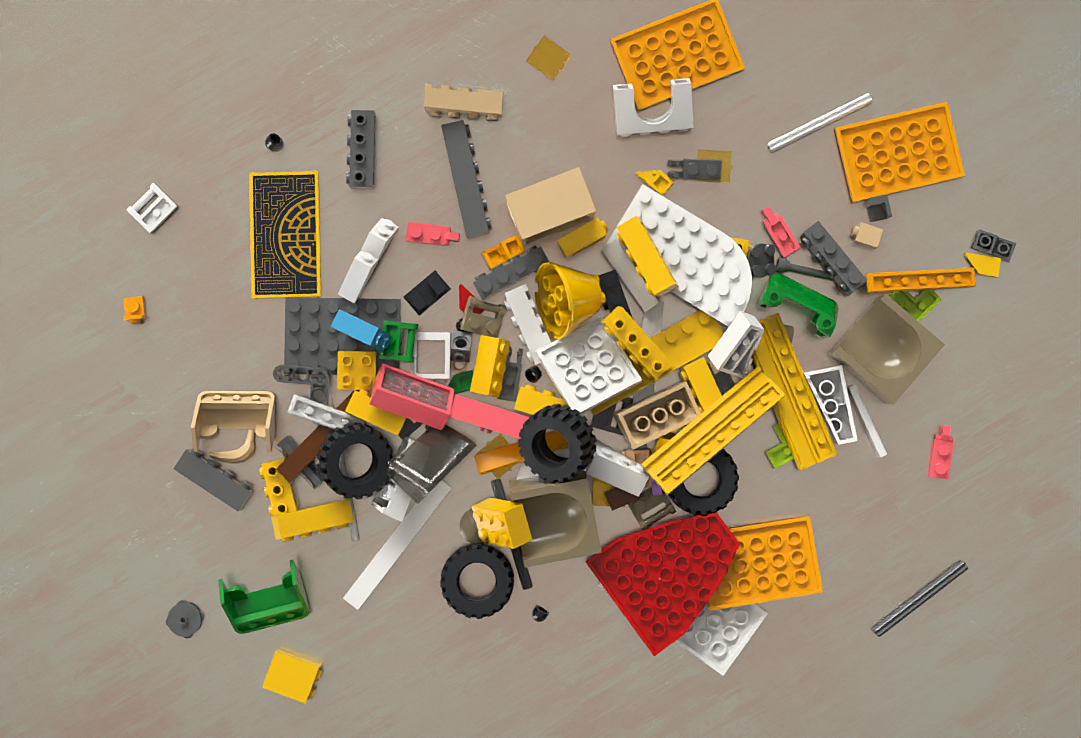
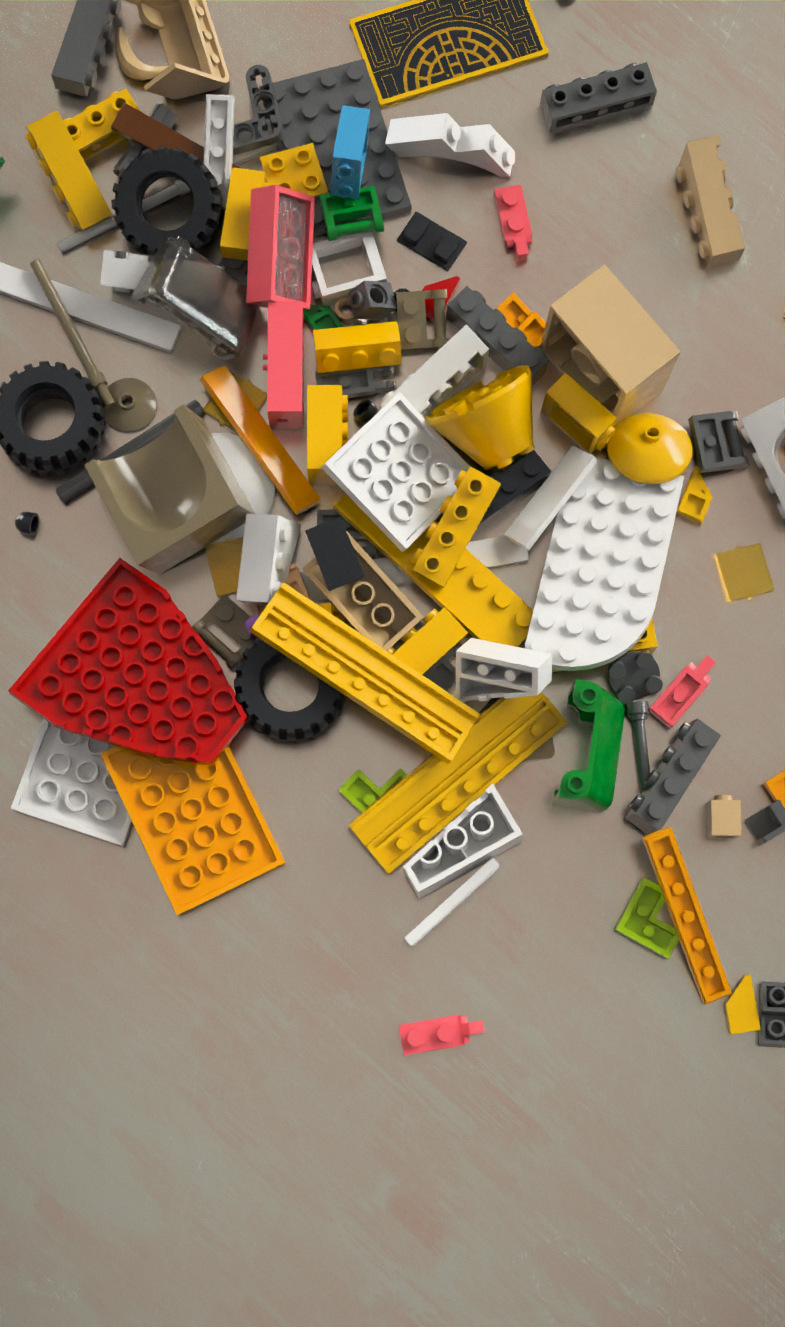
camera: 70 degrees right, 10 degrees down
(459, 542) = (95, 377): none -> dark tan bar
(465, 179) = (605, 240): dark grey brick -> none
(501, 523) = (139, 419): yellow brick -> none
(538, 454) = (290, 472): black tyre -> none
(618, 497) = (225, 579): reddish brown tile -> none
(625, 159) = (710, 441): none -> dark grey plate
(627, 201) = (650, 448): none -> yellow dish
(633, 426) = (334, 553): none -> black piece
(647, 256) = (584, 501): yellow brick -> none
(697, 168) = (733, 548): dark grey hinge -> none
(886, 349) = (567, 895): dark tan piece -> none
(920, 598) = (211, 1070): dark grey axle -> none

